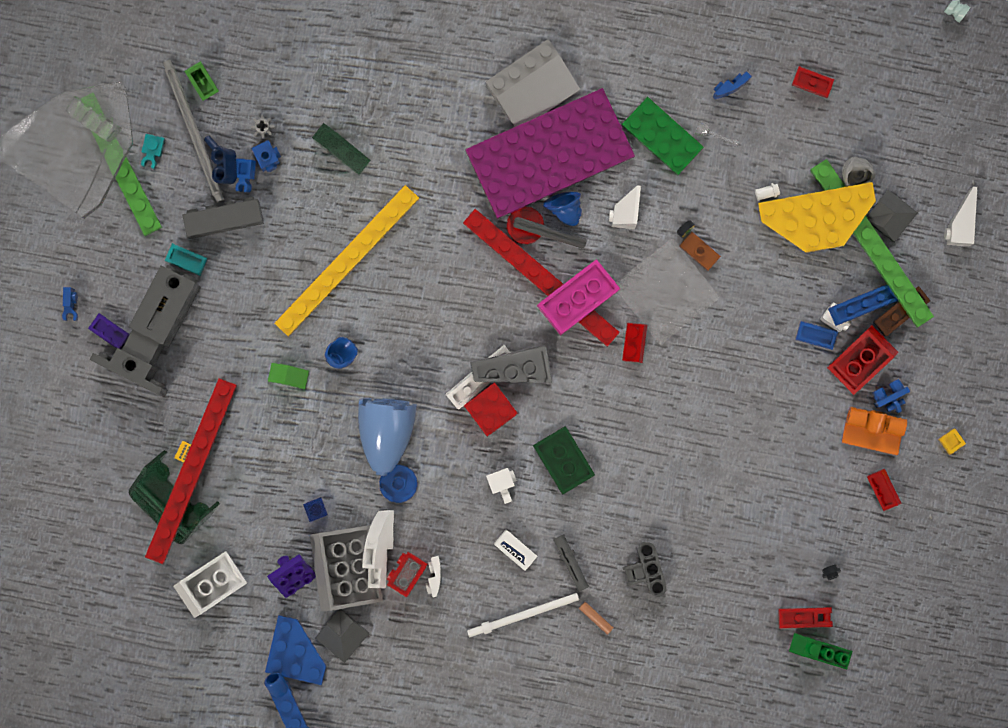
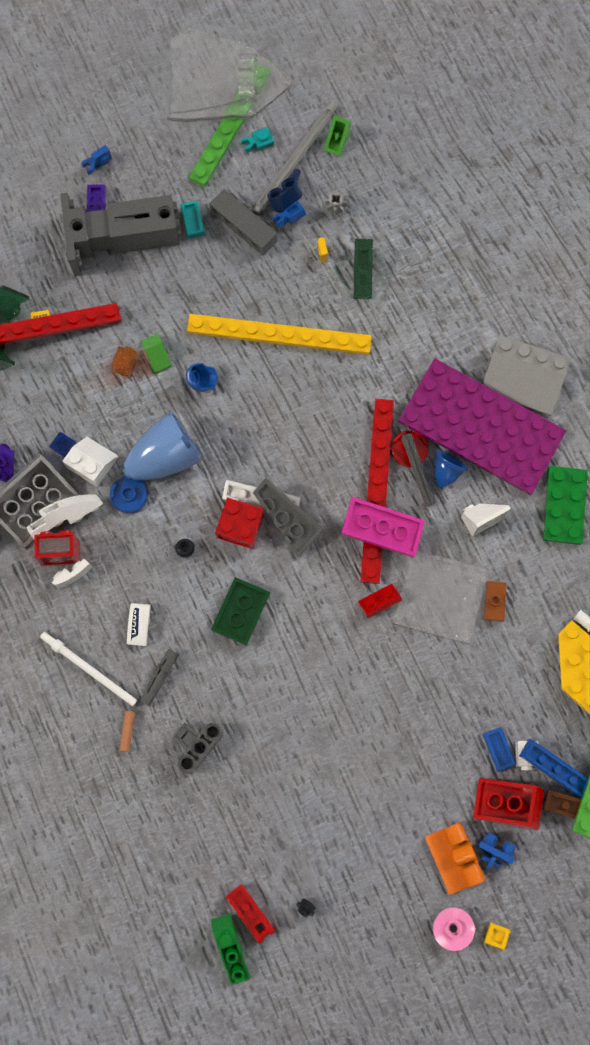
camera: 60 degrees right, 10 degrees down
(266, 156) = (316, 220): blue brick -> none
(278, 407) = (124, 361): none -> clear orange brick
(298, 170) = (322, 249): none -> yellow tile
(346, 495) = (90, 460): none -> white slope
(484, 468) = (185, 542): none -> black plate
(500, 482) = (186, 573): white brick -> none
(685, 228) = (504, 575): black tile -> none
(884, 489) = (410, 904): red plate -> none
(934, 469) = (464, 933): none -> bright pink dish

